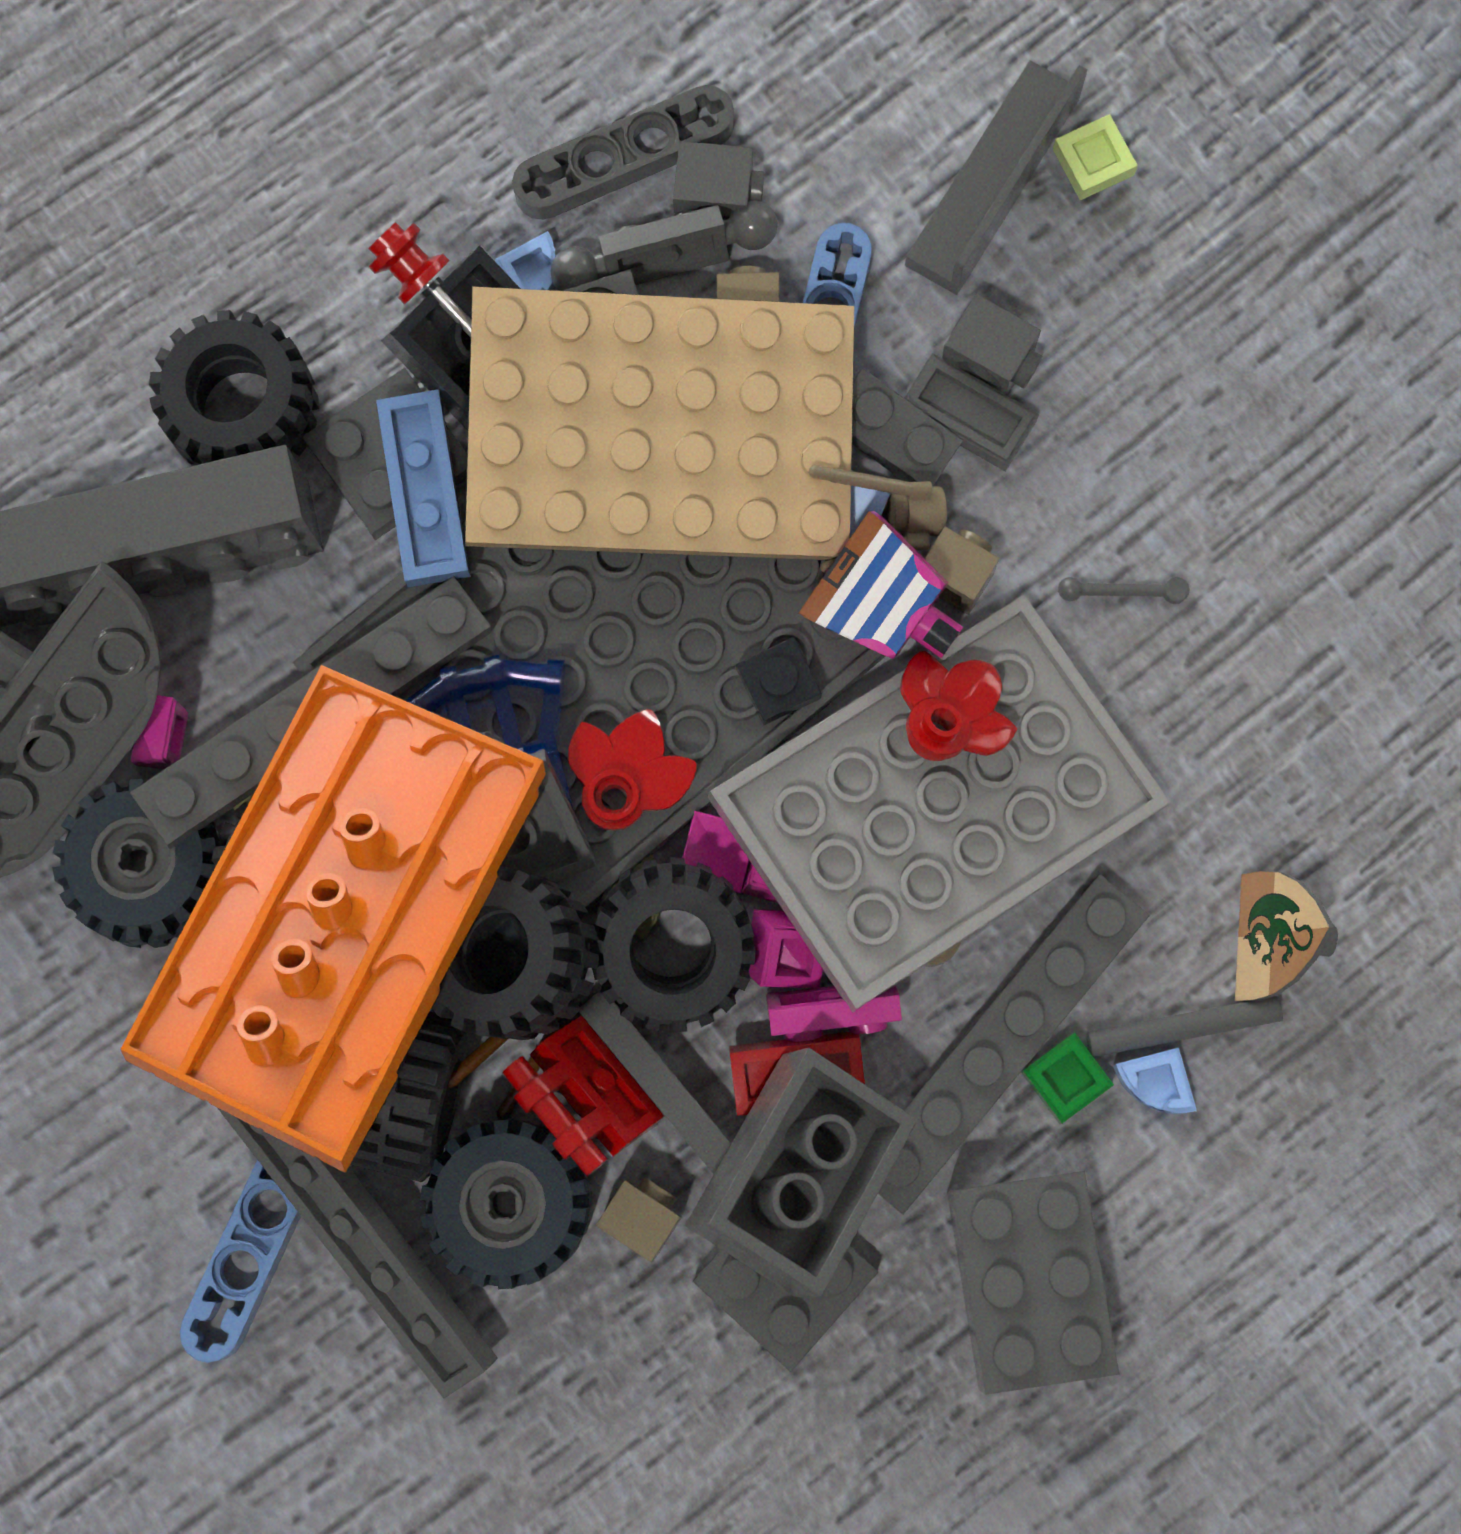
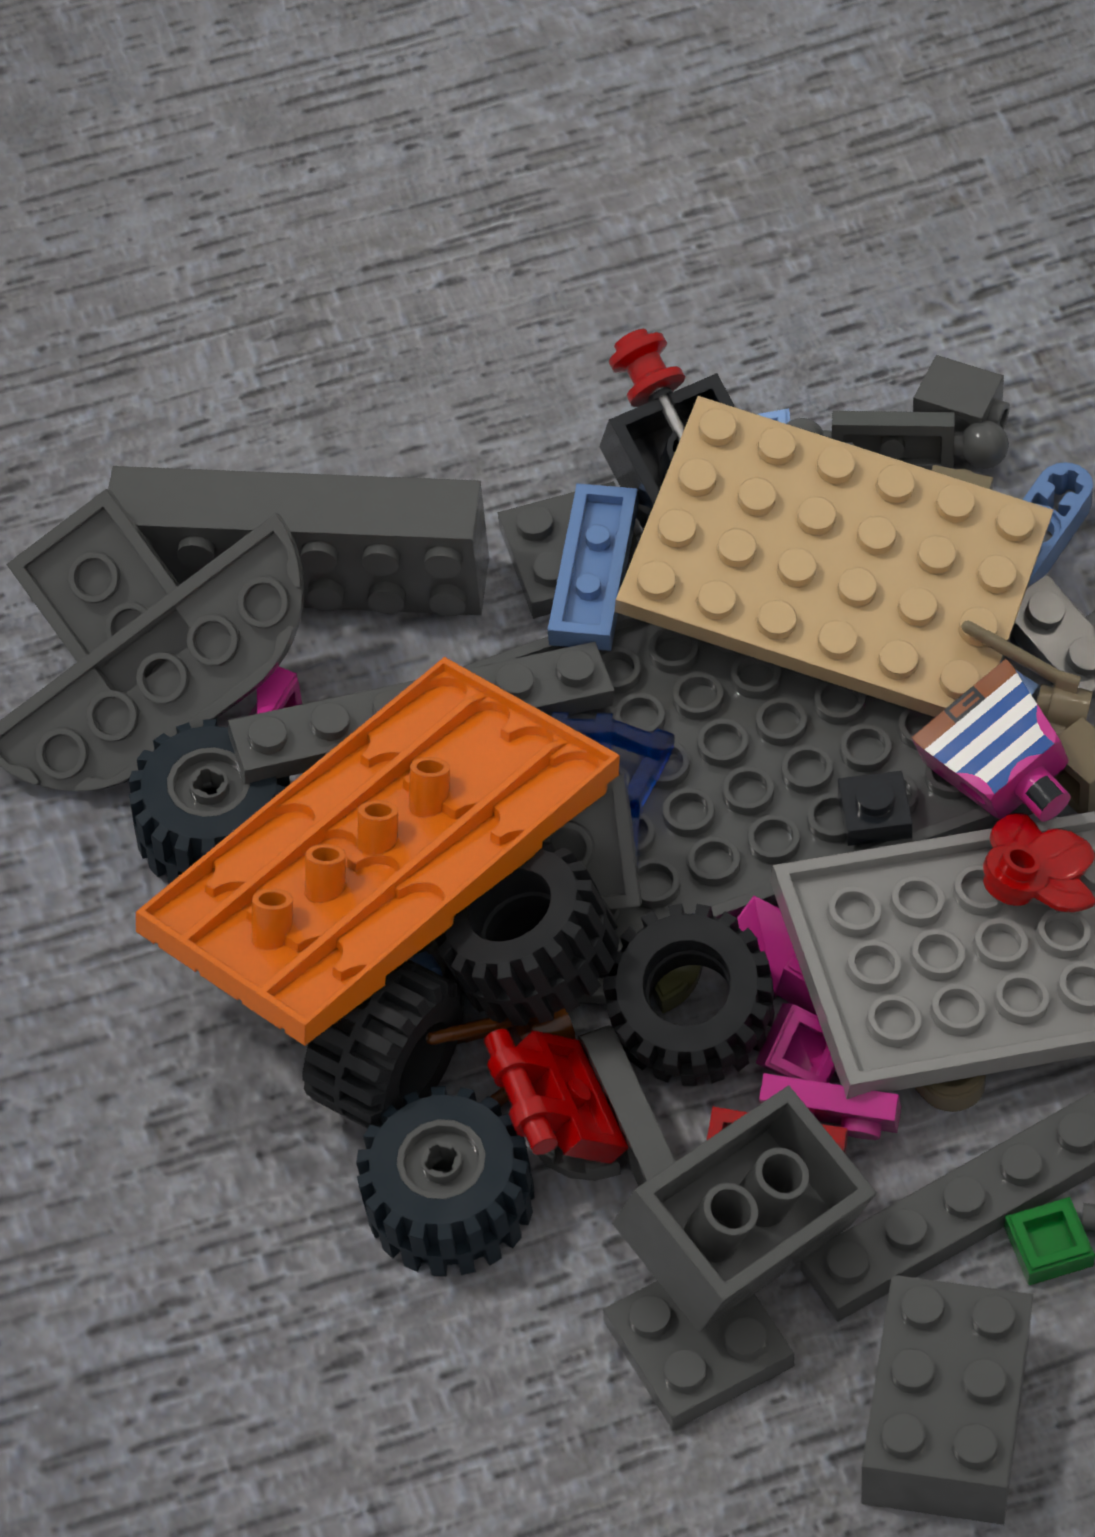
camera: 20 degrees right, 25 degrees down
(219, 351) = (453, 424): black tyre -> none
(246, 1235) = (181, 1151): medium blue beam -> none
(375, 1260) = (292, 1168): dark grey plate -> none
(619, 143) = (882, 358): dark grey beam -> none
(631, 762) = (704, 838): red plate -> none
(641, 1218) = (571, 1236): dark tan plate -> none

